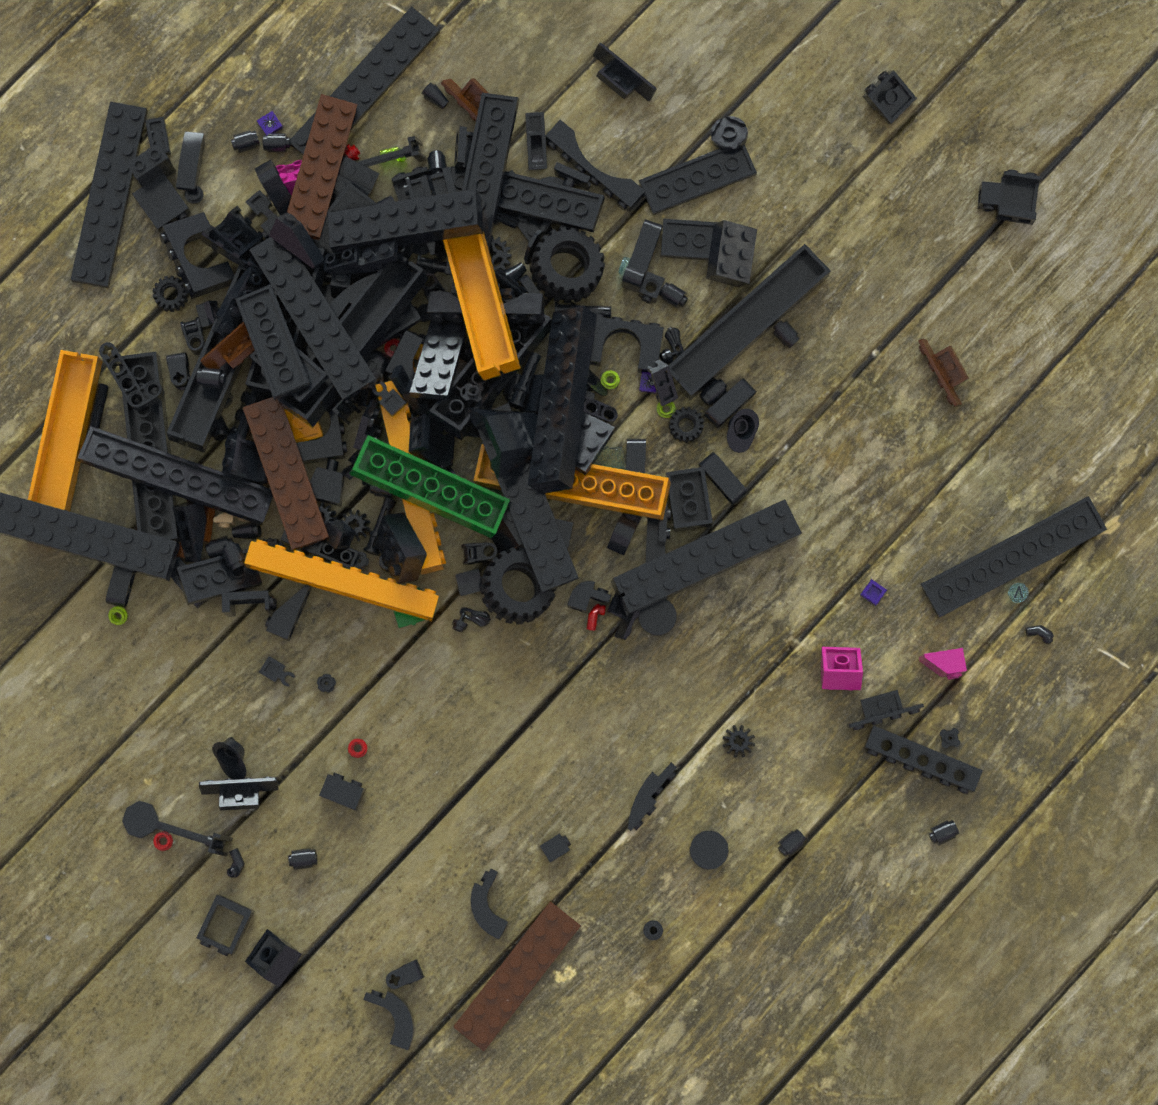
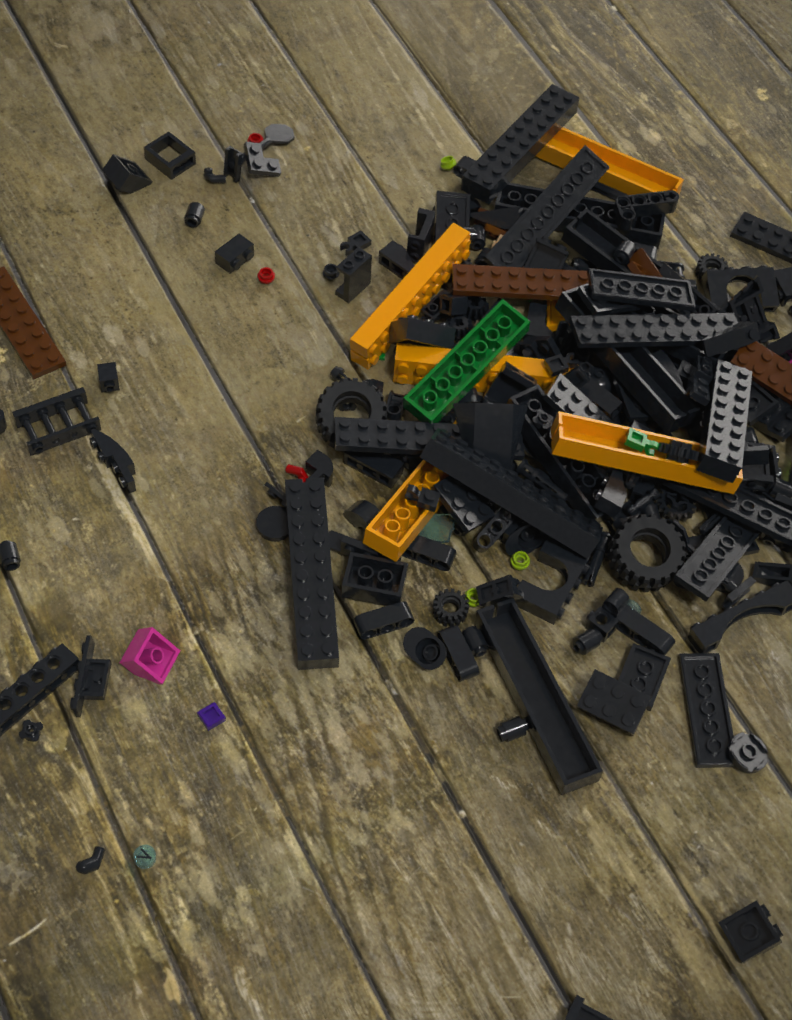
camera: 105 degrees right, 25 degrees down
(205, 818) = (258, 163): none -> plate
(230, 757) = (302, 197): black piece -> none
(239, 793) = (266, 192): black bracket -> none
(334, 651) = (356, 274): none -> black panel
(402, 1016) = (35, 236): black arch -> none
(408, 974) = (63, 246): black piece -> none
(469, 253) = (678, 451): none -> black gear
(474, 293) = (639, 441): none -> green plate
(482, 913) = (84, 312): black arch -> none
(602, 473) = (425, 498): none -> black plate
(609, 877) = (50, 407): none -> black fence
(673, 338) = (543, 627): black piece -> none
(709, 850) = (41, 491): black tile -> none
(735, 747) = (126, 545): black gear -> none
(945, 663) = (105, 746): dark pink slope -> none
(948, 369) = (416, 872): reddish brown bracket -> none
(989, 196) = (602, 997): black brick -> none
(1013, 557) = (184, 870): black plate -> none

